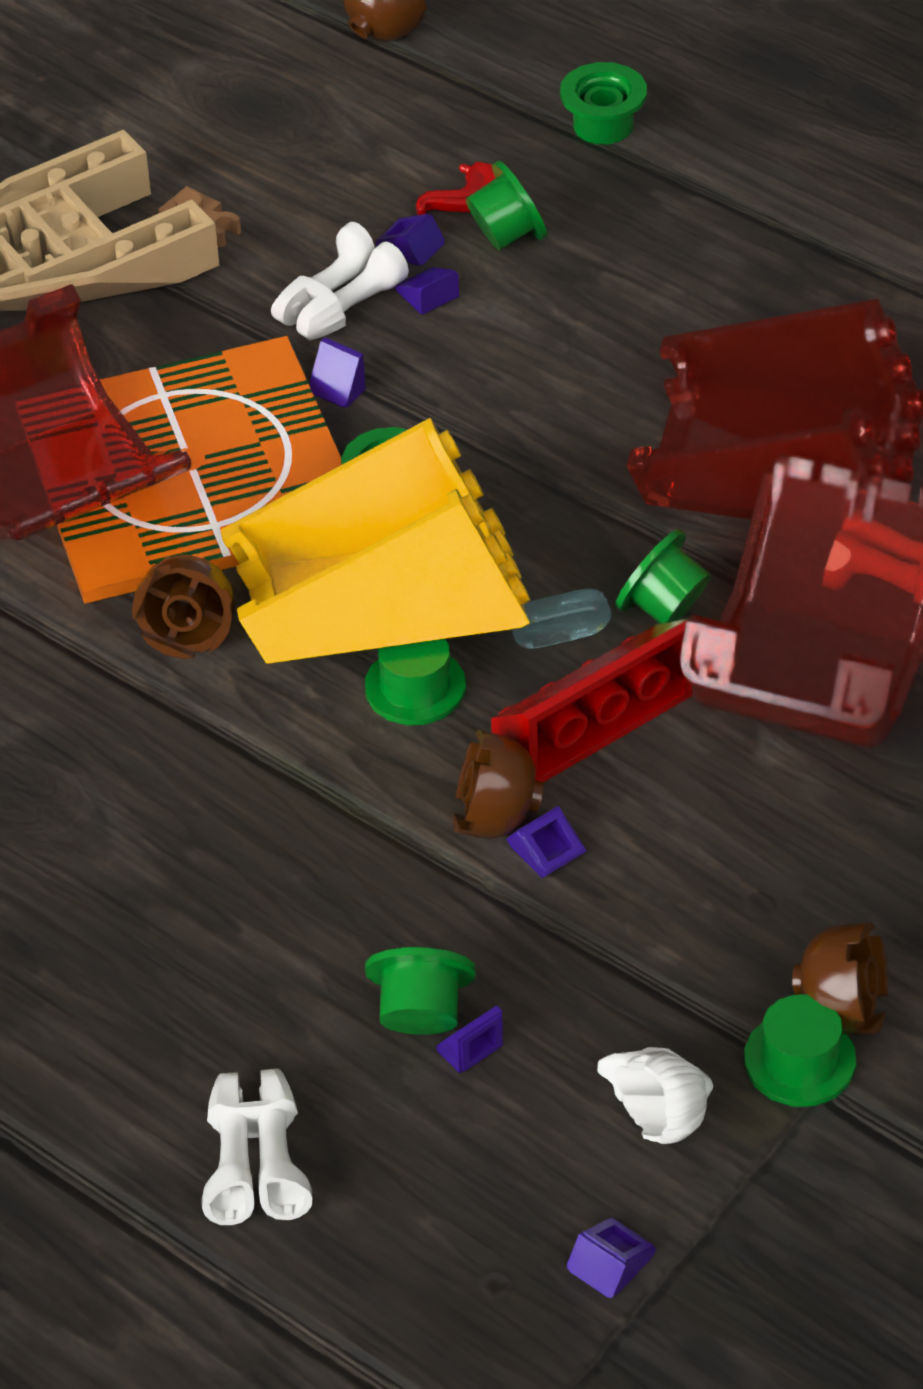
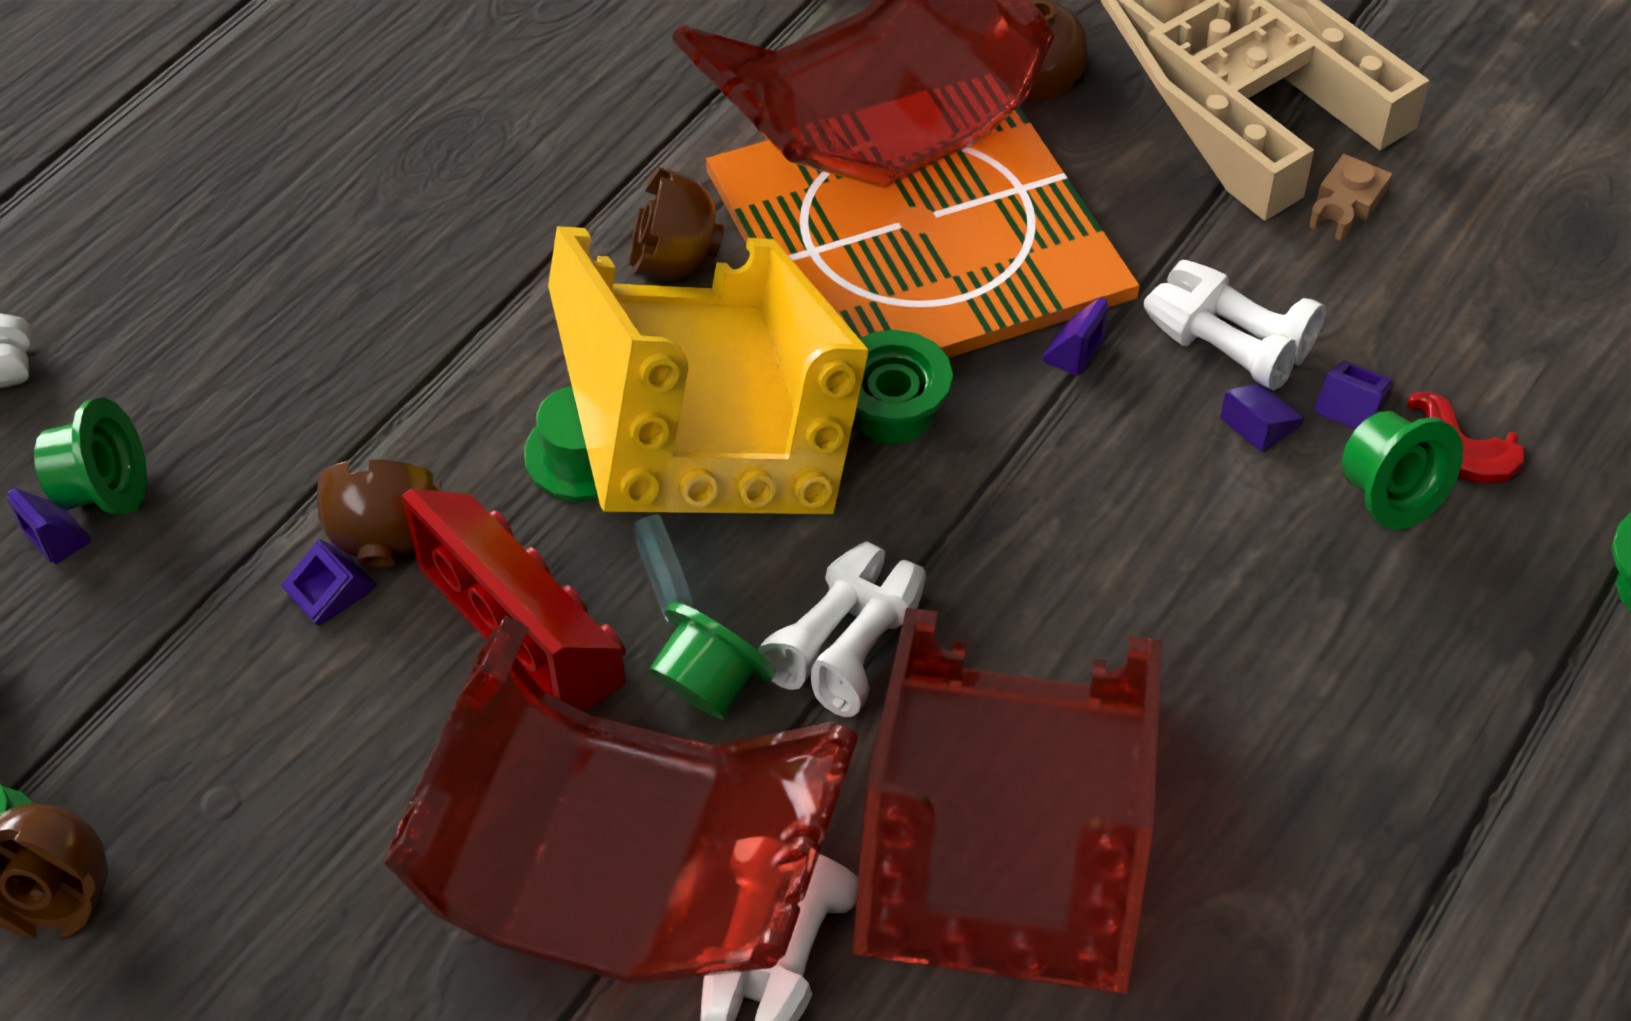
camera: 85 degrees right, 5 degrees up
(589, 505) = (839, 672): none -> white piece

